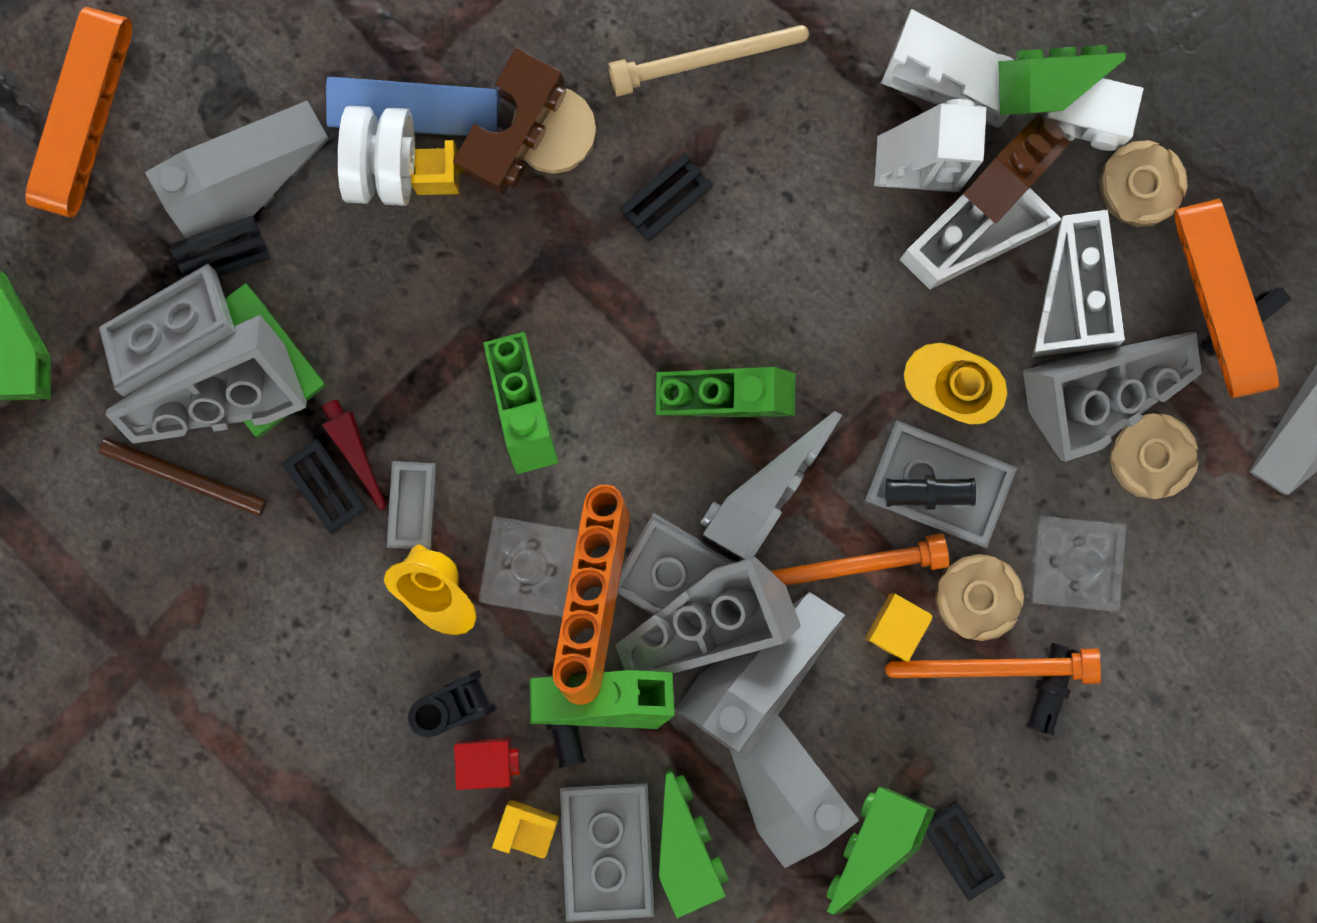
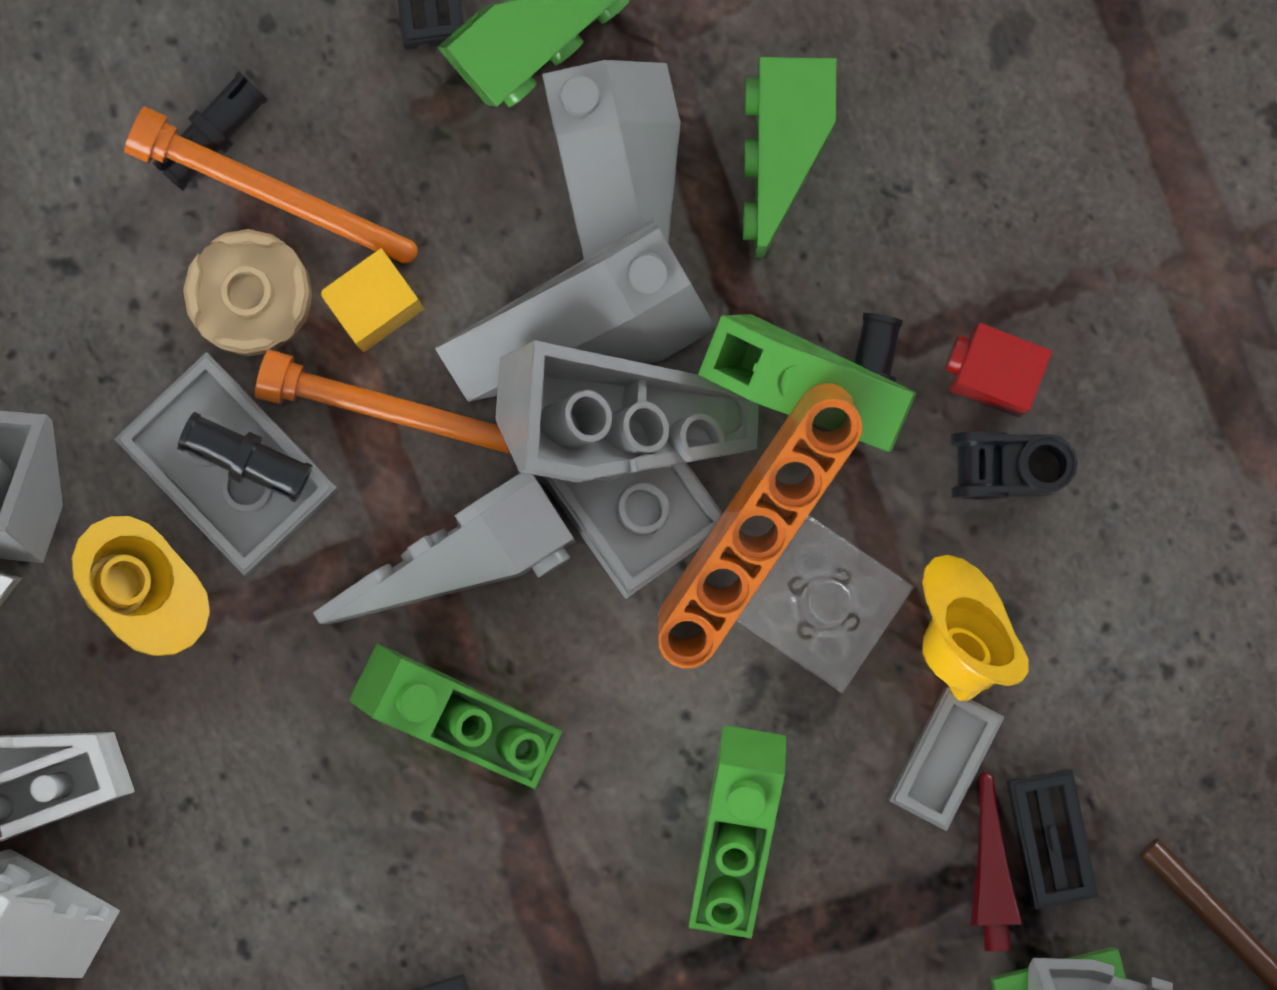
camera: 150 degrees left, 0 degrees up
(525, 829) = (981, 262): yellow panel -> none
(606, 851) = (887, 188): light grey tile -> none
(1098, 582) = (77, 264): clear plate -> none

